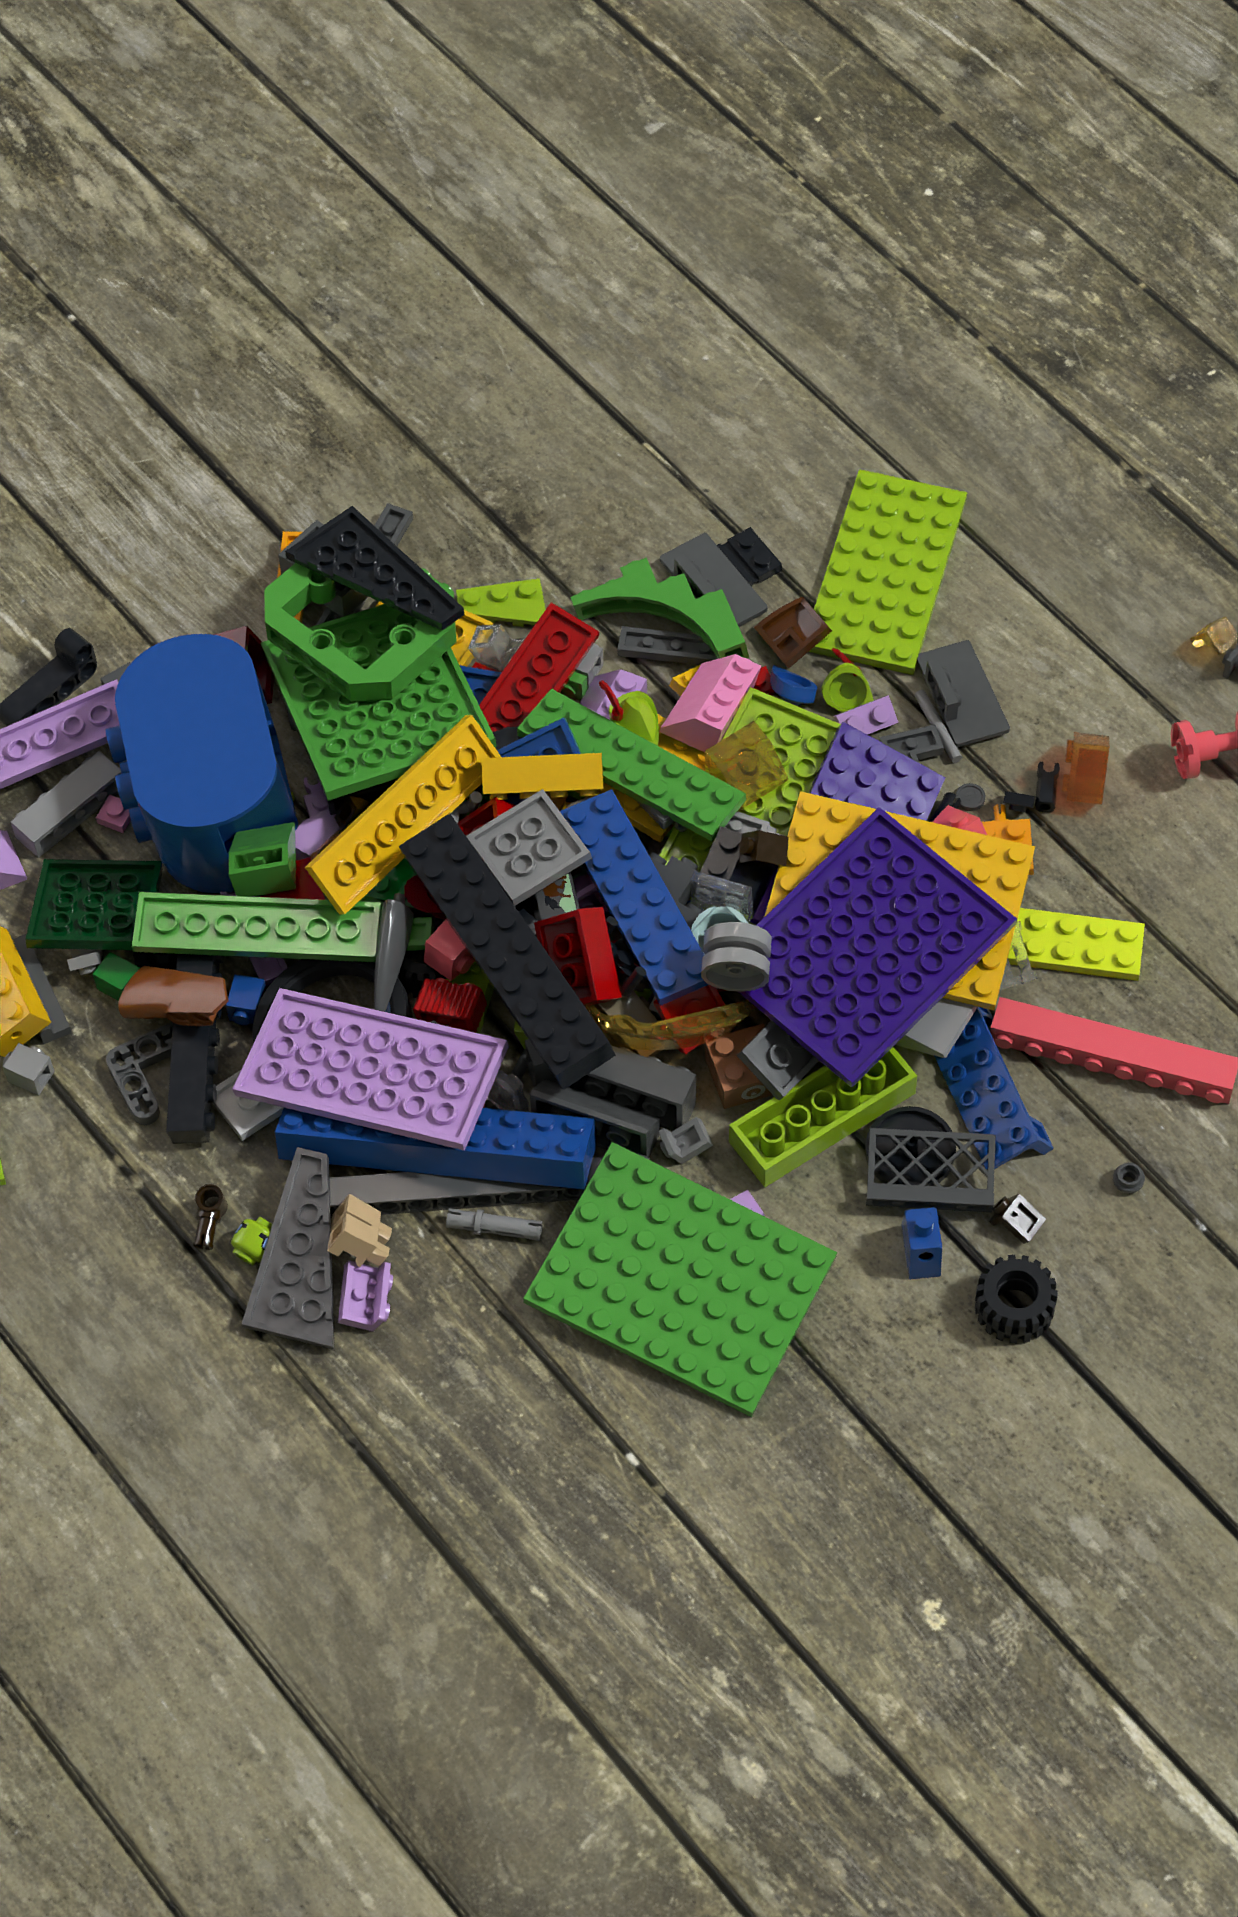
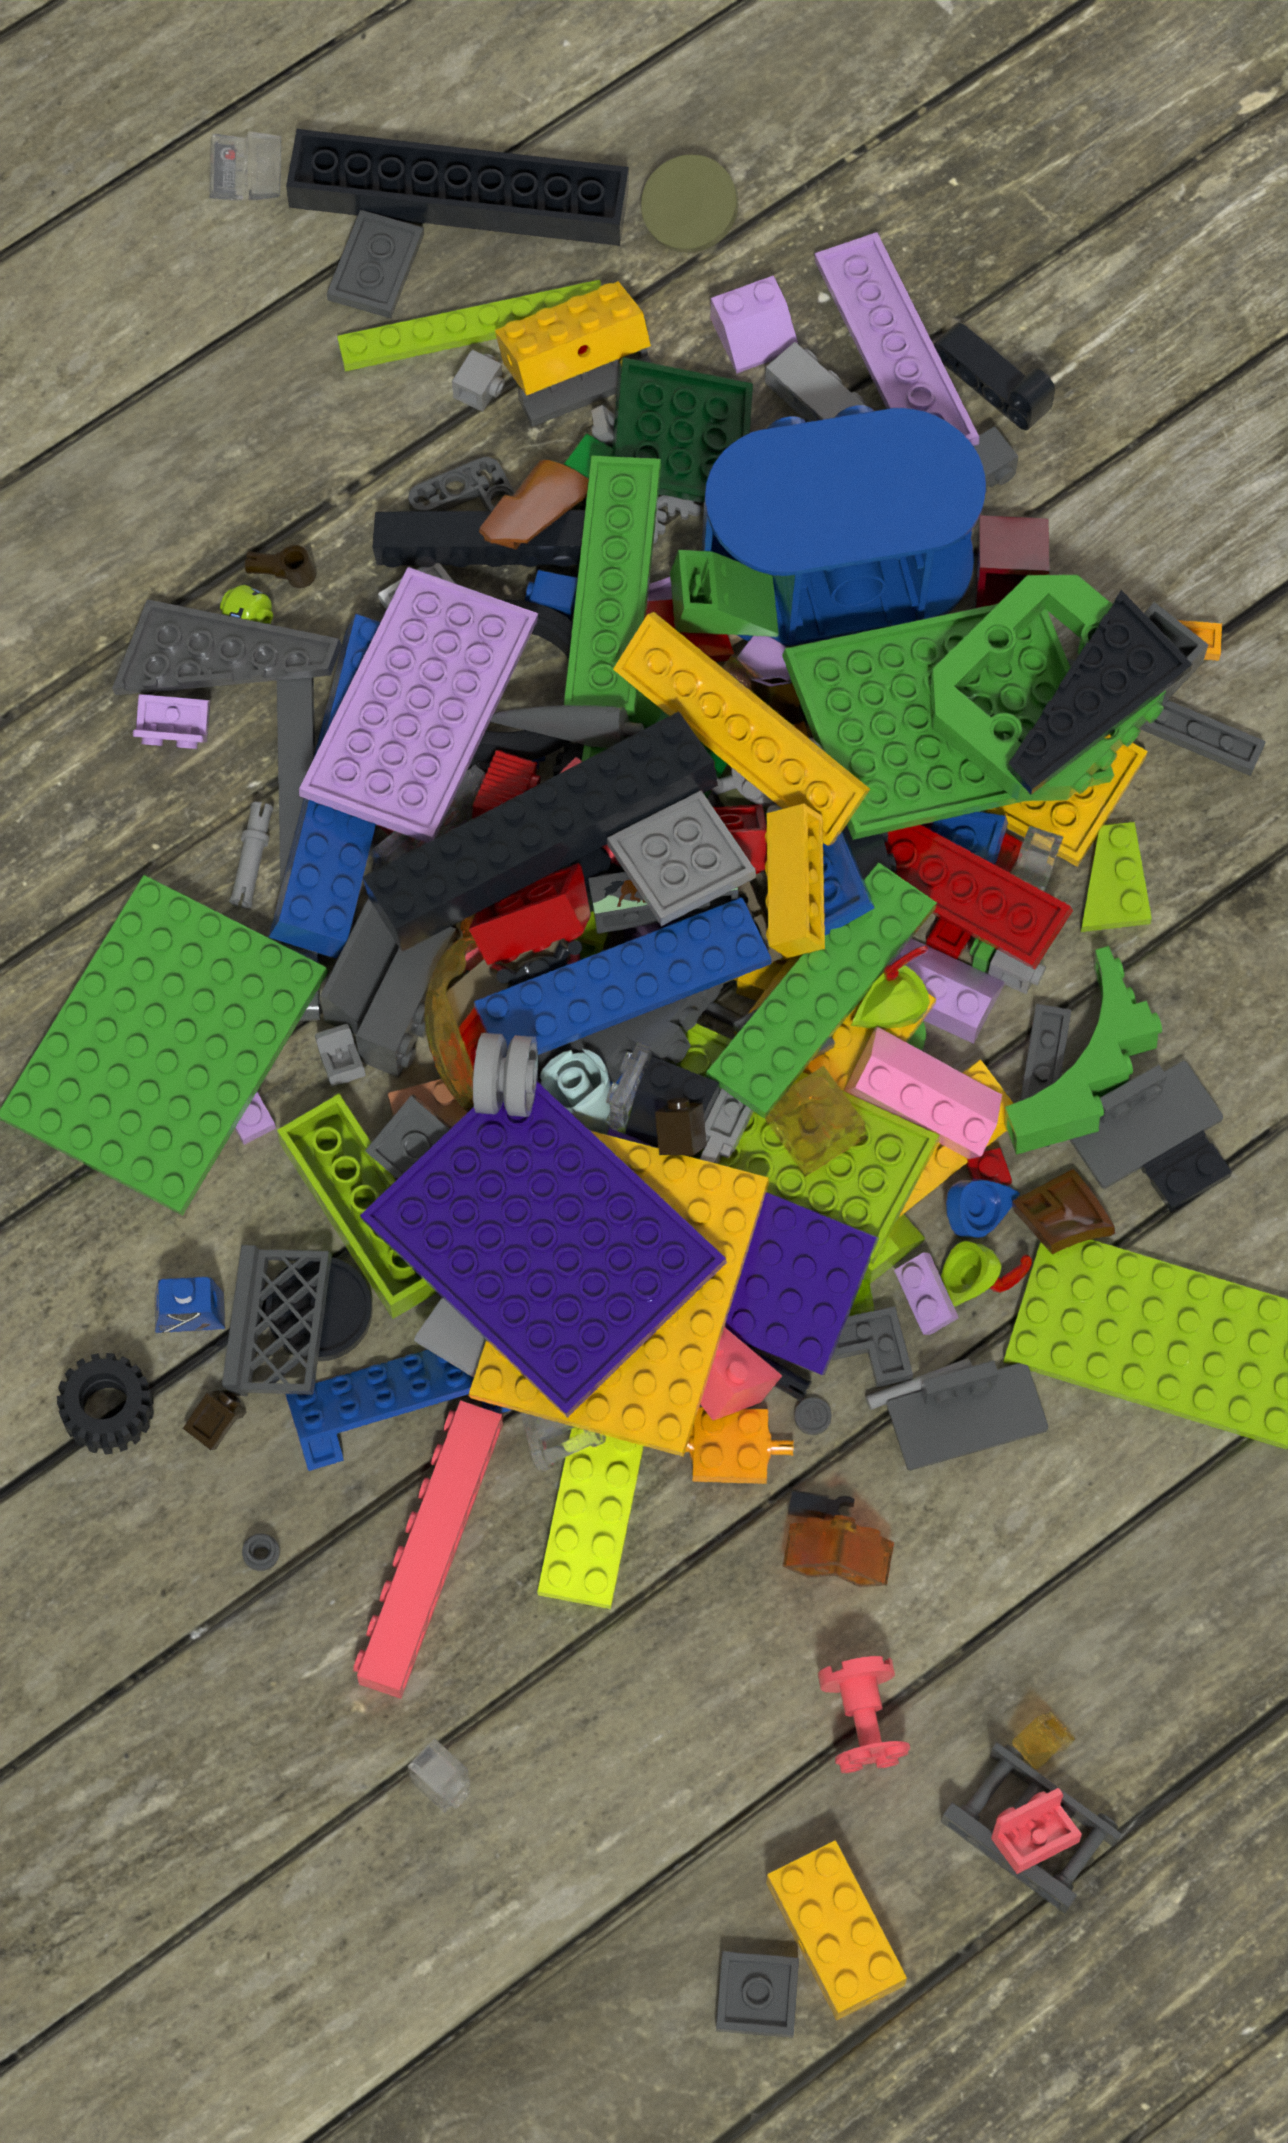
camera: 90 degrees right, 10 degrees up
(359, 1232) = (238, 704): tan hips -> none
(1018, 801) = (797, 1468): black plate -> none

